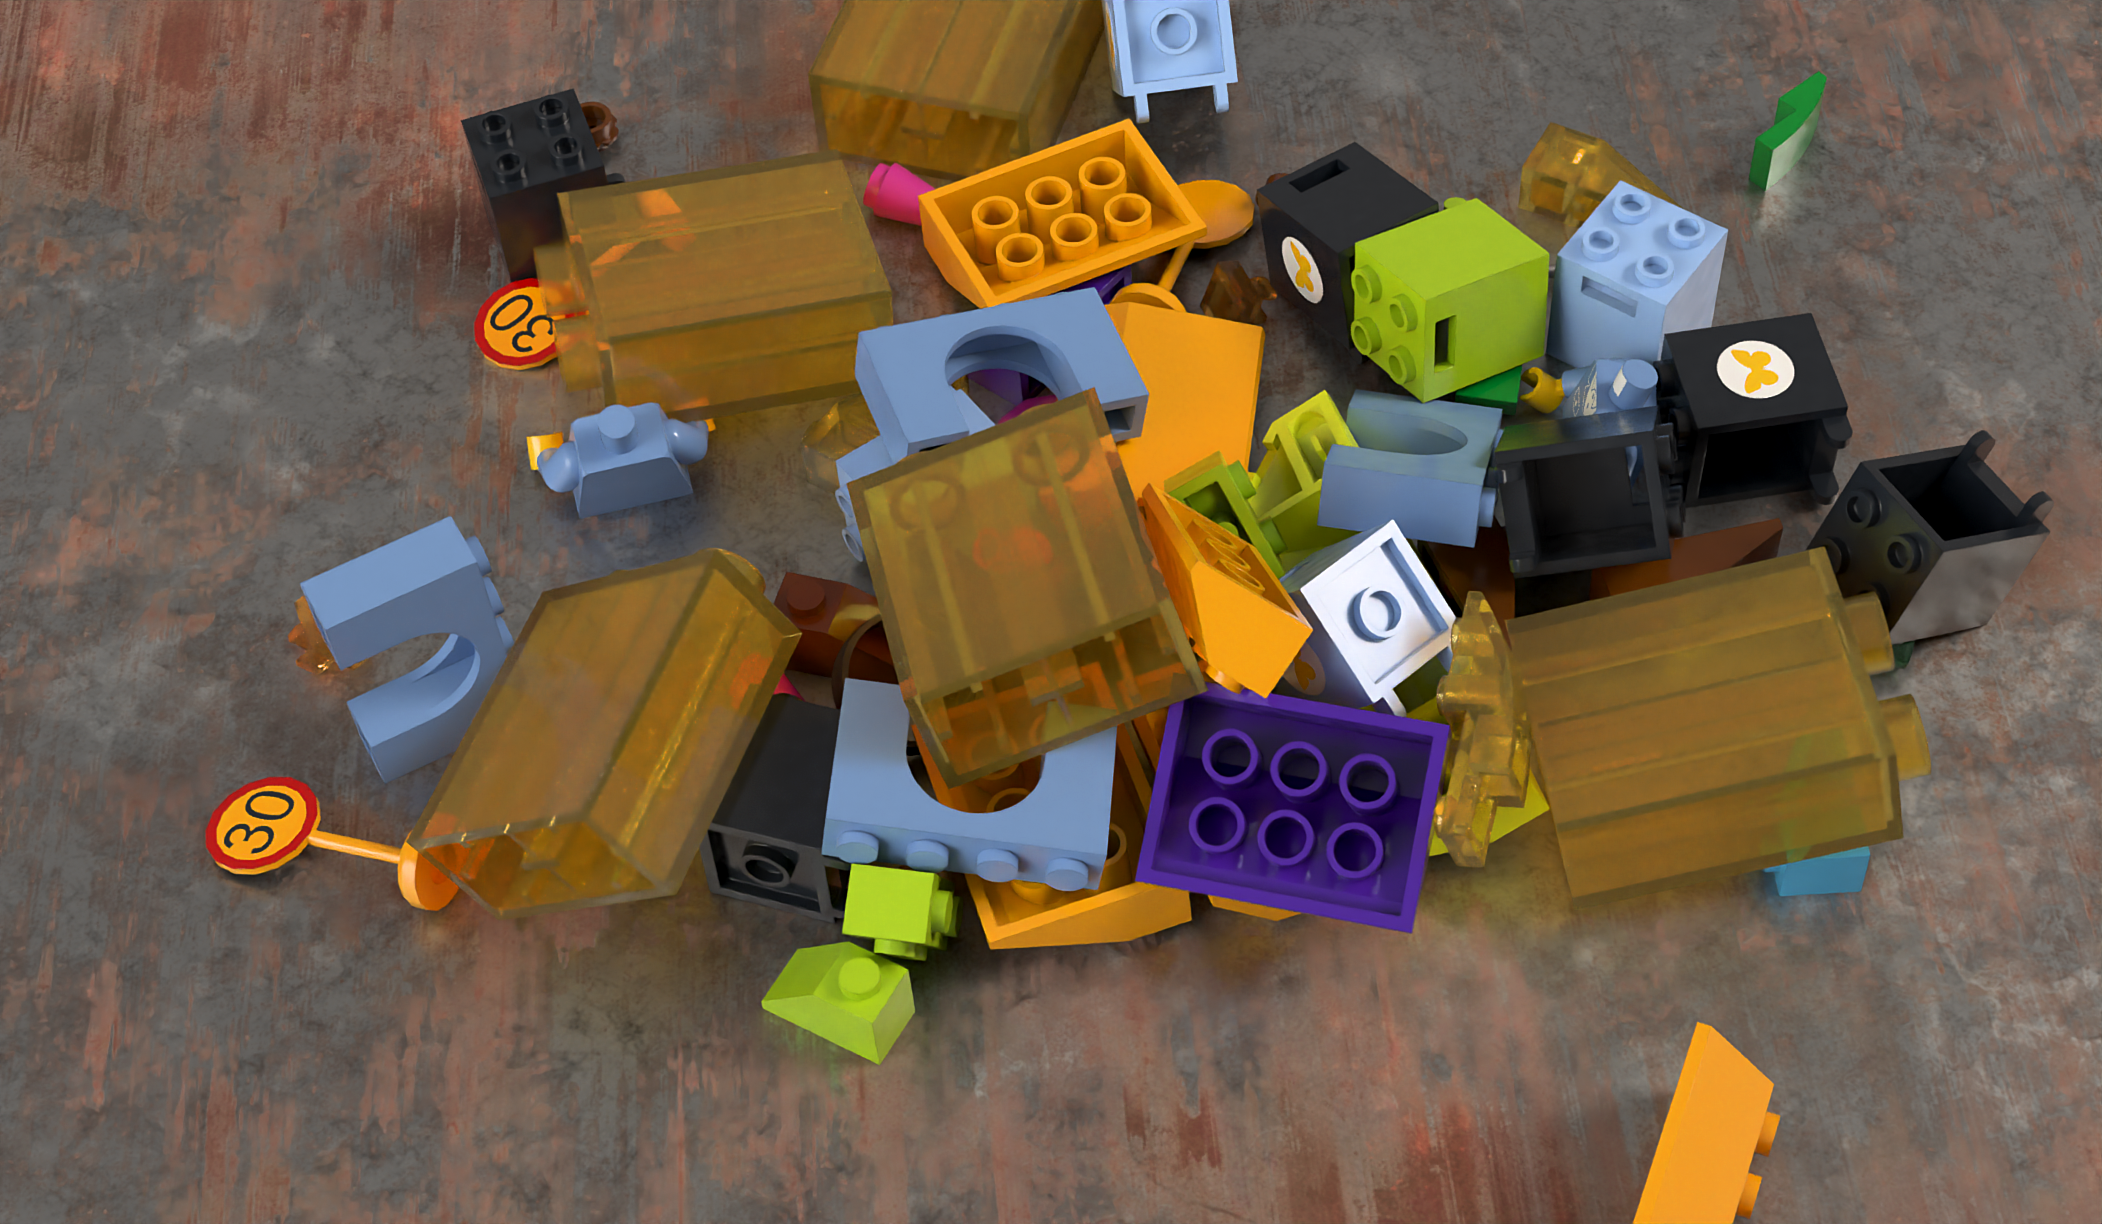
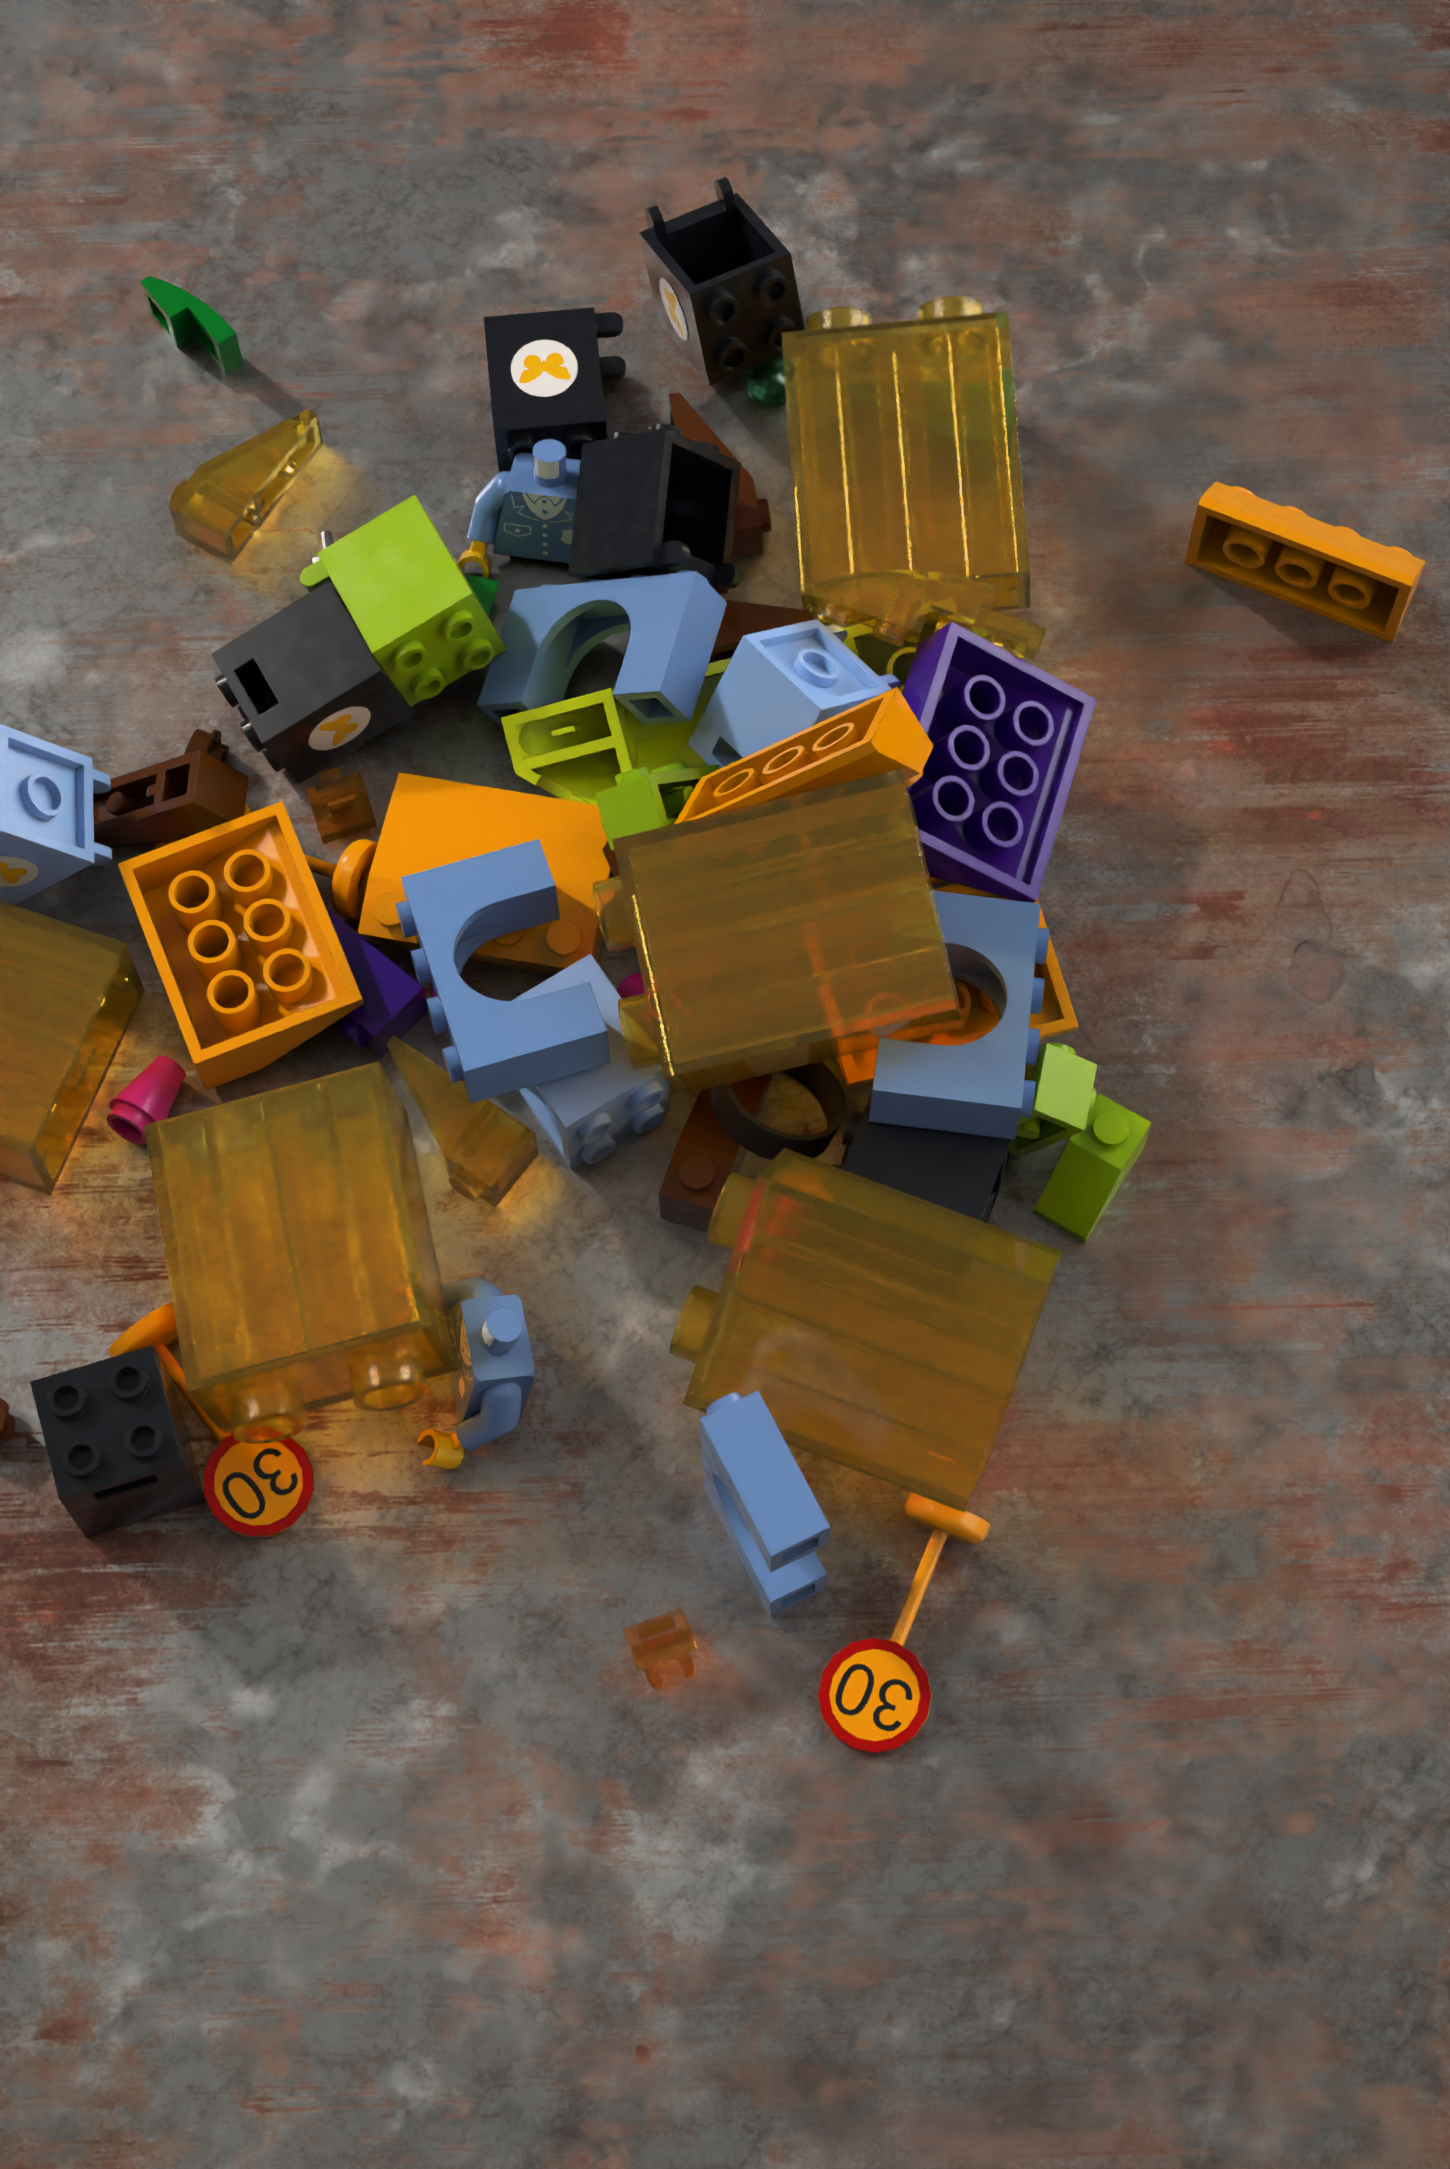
camera: 90 degrees left, 15 degrees up
(1216, 170) = (169, 801): none -> reddish brown slope
(1632, 278) = (400, 443): light blue container -> none

